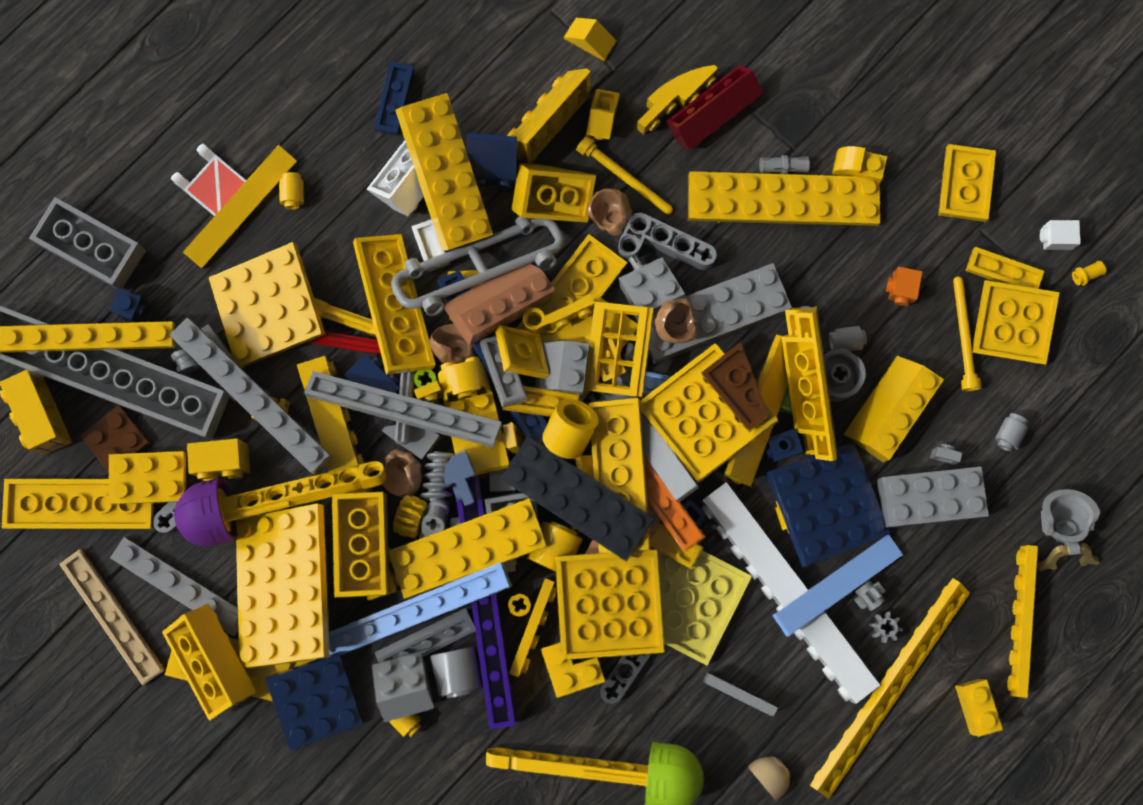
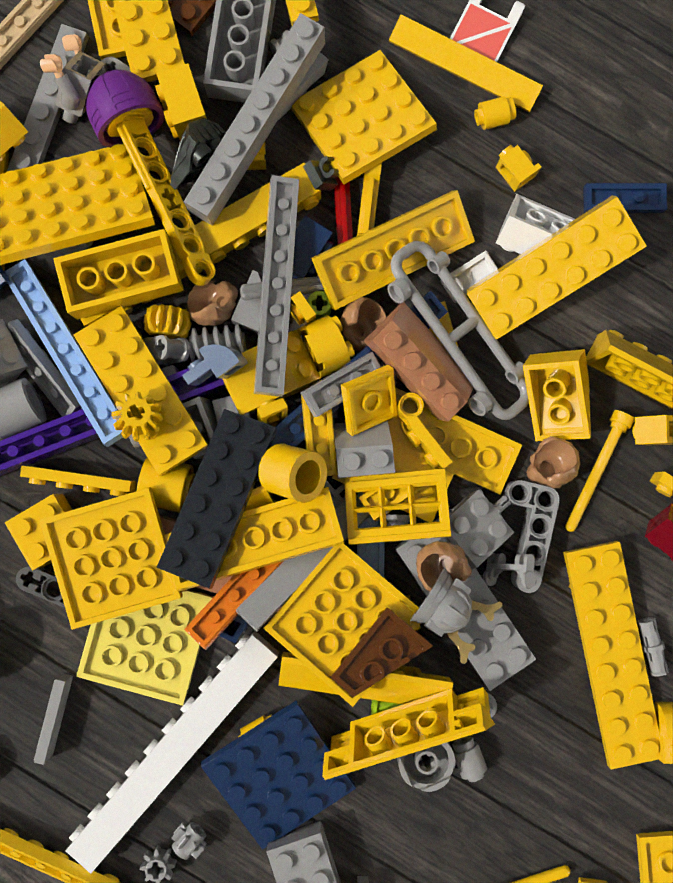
camera: 75 degrees right, 5 degrees up
(170, 548) = (75, 79): none -> light grey torso
(265, 454) = (195, 150): none -> pearl dark grey slope
(311, 352) = (321, 175): none -> pearl dark grey tile
(344, 183) = (516, 167): none -> yellow brick
(493, 159) = (581, 319): dark blue slope -> none
(499, 554) = (129, 424): none -> yellow gear
(527, 602) = (97, 467): yellow bush -> none
(666, 544) = (194, 602): yellow plate -> none
(692, 255) = (523, 566): none -> light grey piece
(714, 322) = (449, 609): none -> light grey helmet
(783, 446) = (332, 712): dark blue brick -> none
(837, 585) = (189, 803): light blue tile -> none
(893, 408) = (403, 827): yellow slope -> none
(904, 286) = (544, 812): orange brick -> none

